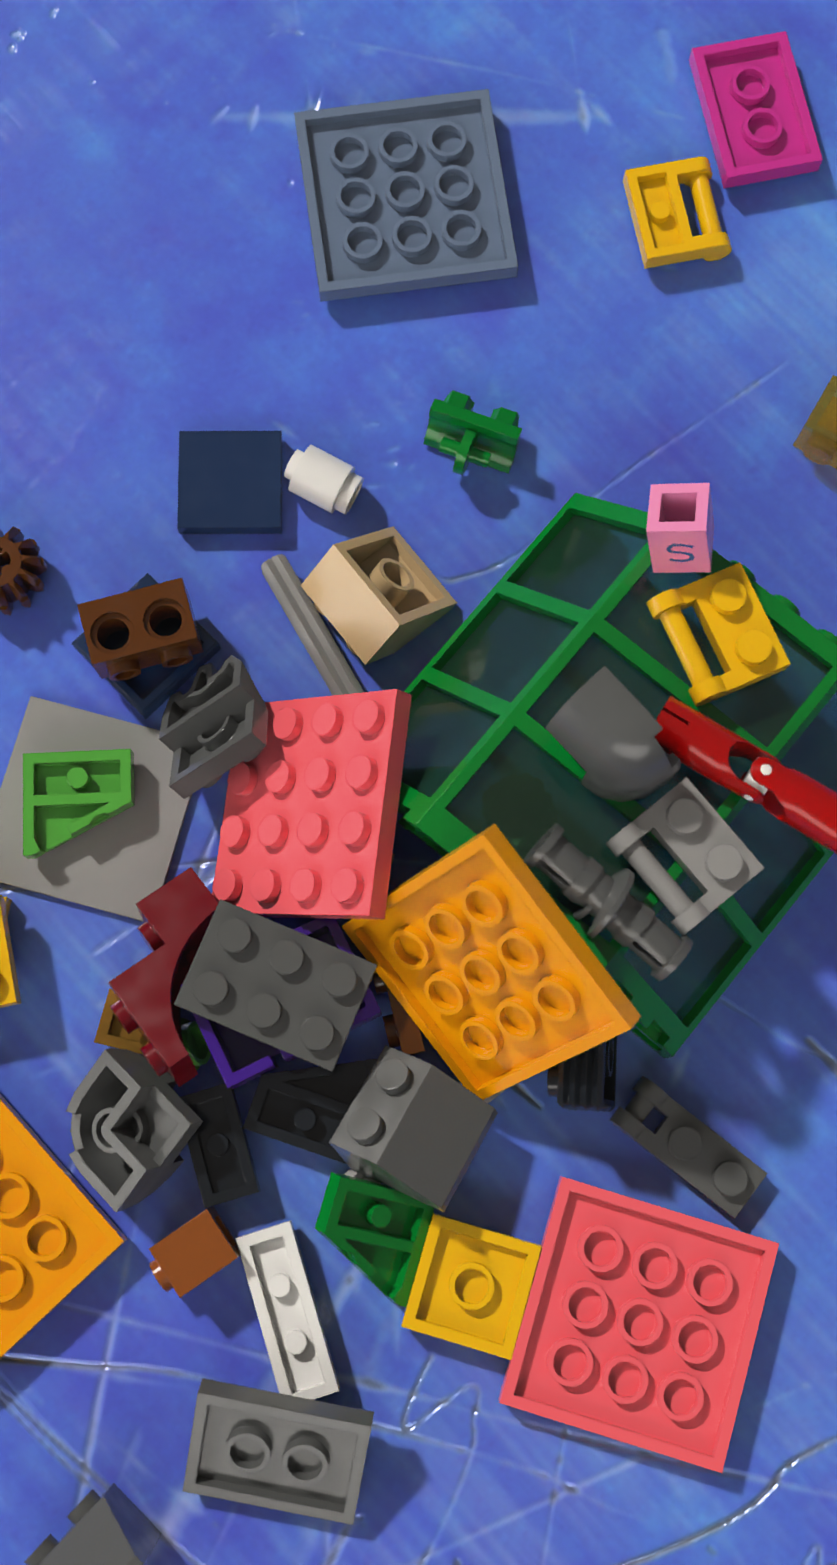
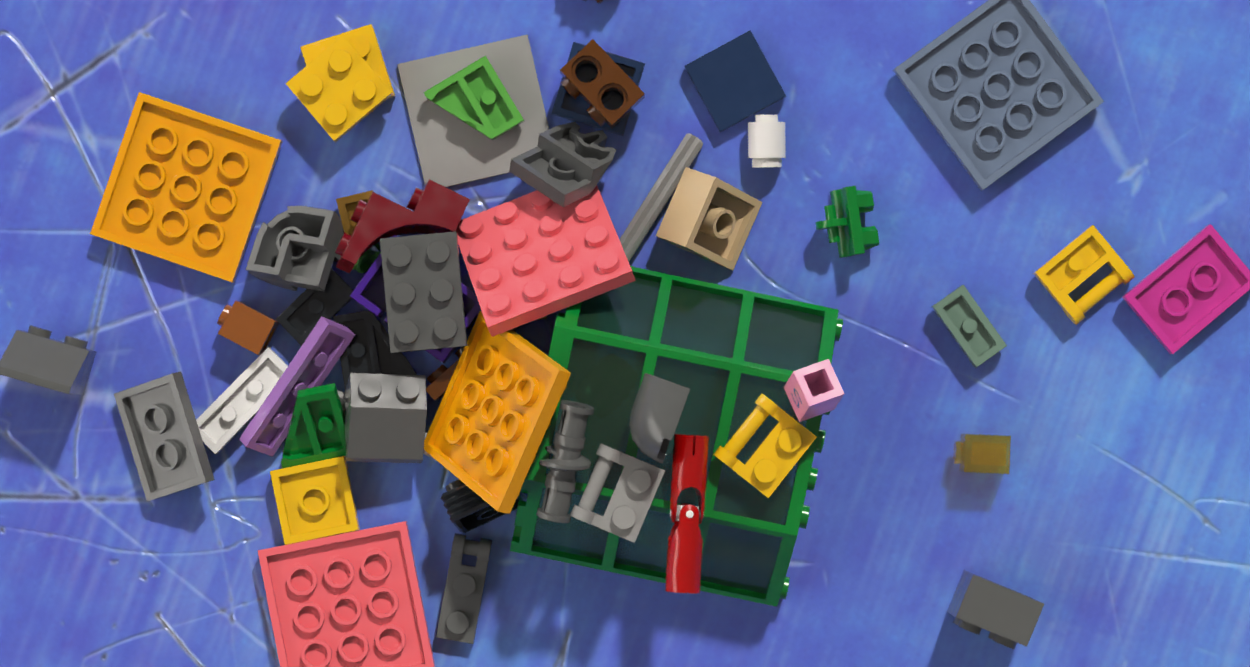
camera: 65 degrees right, 10 degrees up
(294, 1204) = (305, 371): none -> medium lavender plate
(671, 365) = (969, 326): none -> sand green plate

